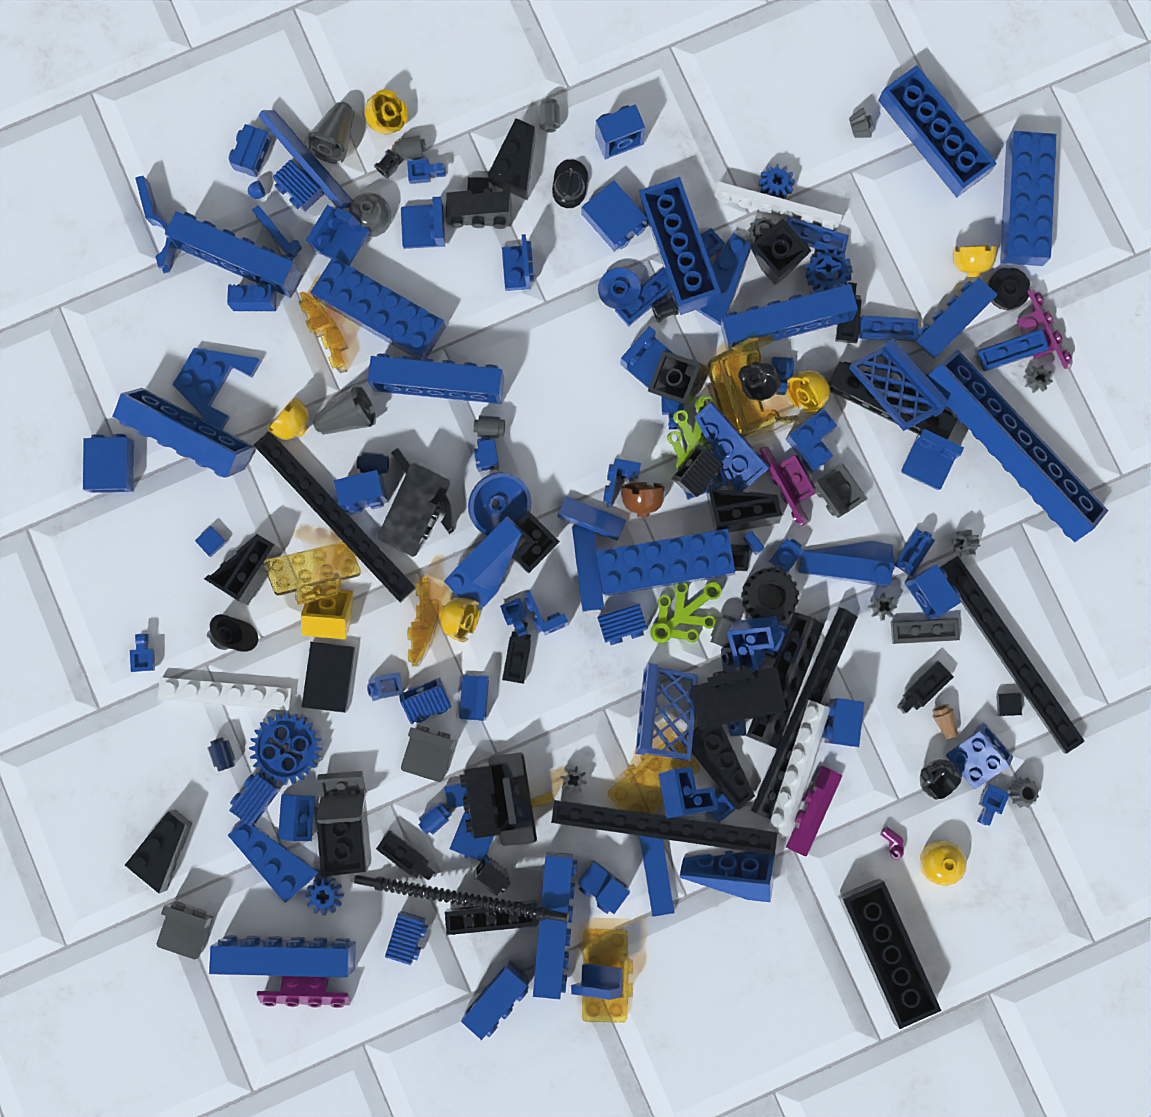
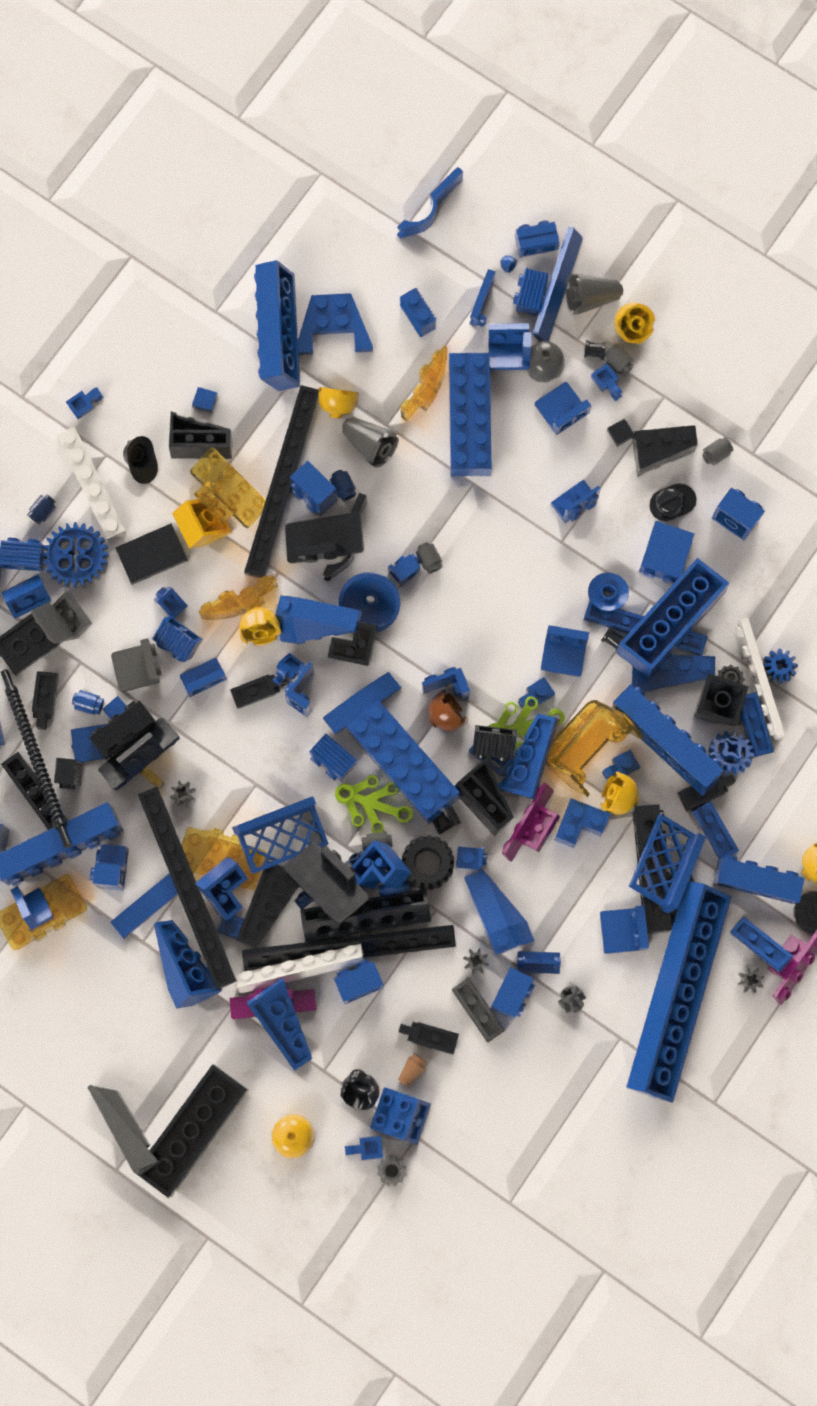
camera: 55 degrees right, 5 degrees down
(108, 464) = (218, 285): blue brick -> none
(233, 254) = (444, 277): blue brick -> none
(436, 379) = (440, 492): blue brick -> none
(479, 209) = (603, 443): black wedge -> none
(591, 518) = (404, 683): blue tile -> none
(678, 378) = (562, 682): black slope -> none
(753, 542) = (463, 827): blue tile -> none
(759, 381) = (600, 748): black hair -> none
(839, 491) = (549, 868): dark grey bracket -> none
(840, 814) = (278, 1017): none -> blue wing
(853, 1015) = (124, 1129): none -> dark grey wedge
(896, 843) = (286, 1087): magenta arm -> none
(1009, 704) = (458, 1116): black tile -> none
(1012, 656) = (501, 1093): black plate -> none

